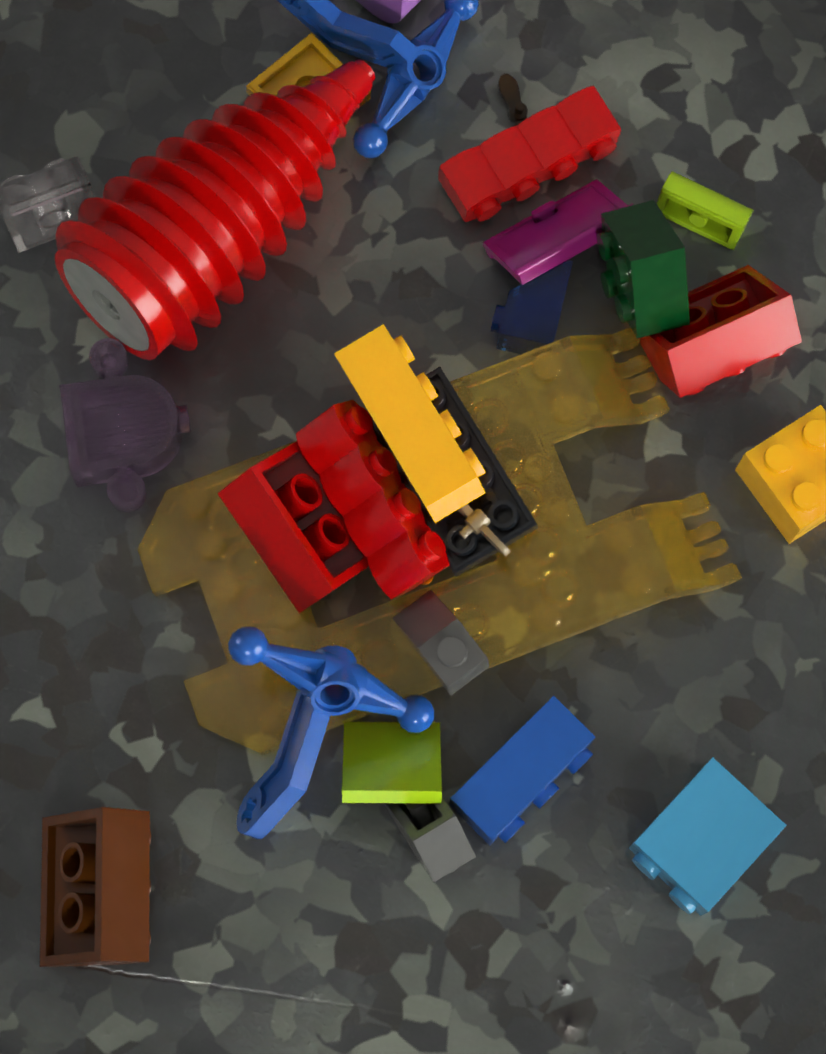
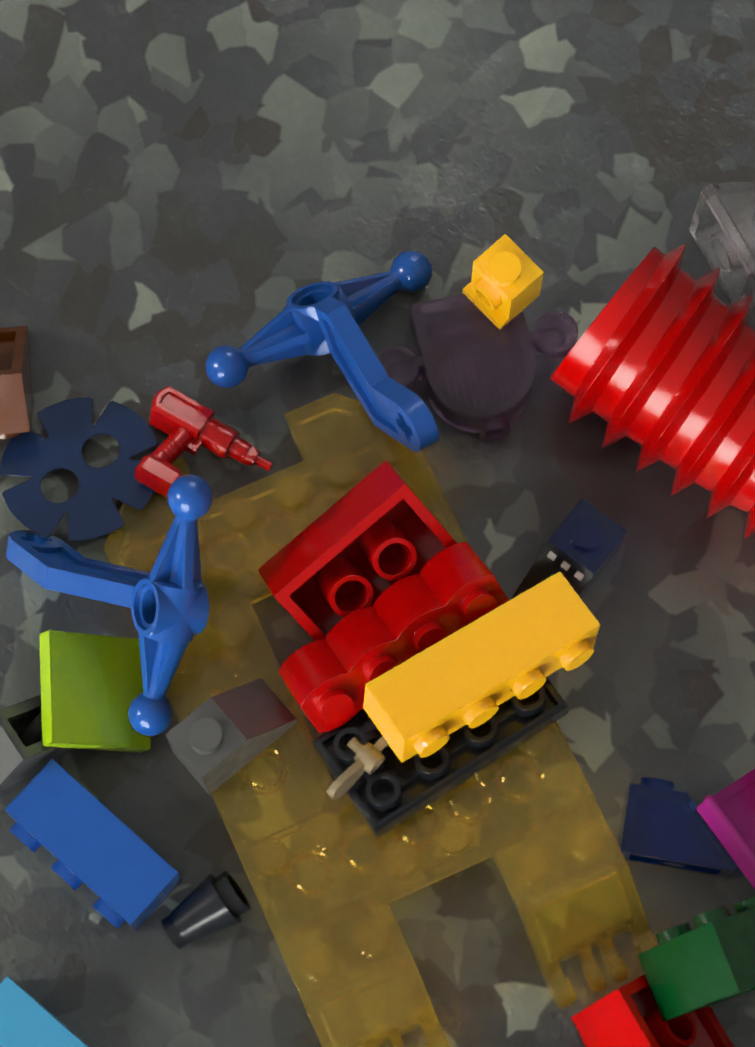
camera: 90 degrees right, 0 degrees up
(64, 387) = (503, 282): none -> yellow brick
(74, 546) = (327, 320): none -> blue piece
(159, 672) = (189, 429): none -> red piece
(223, 762) = (91, 508): none -> dark blue piece
(306, 365) = (577, 549): none -> clear blue slope
(580, 681) = (206, 910): none -> black cone

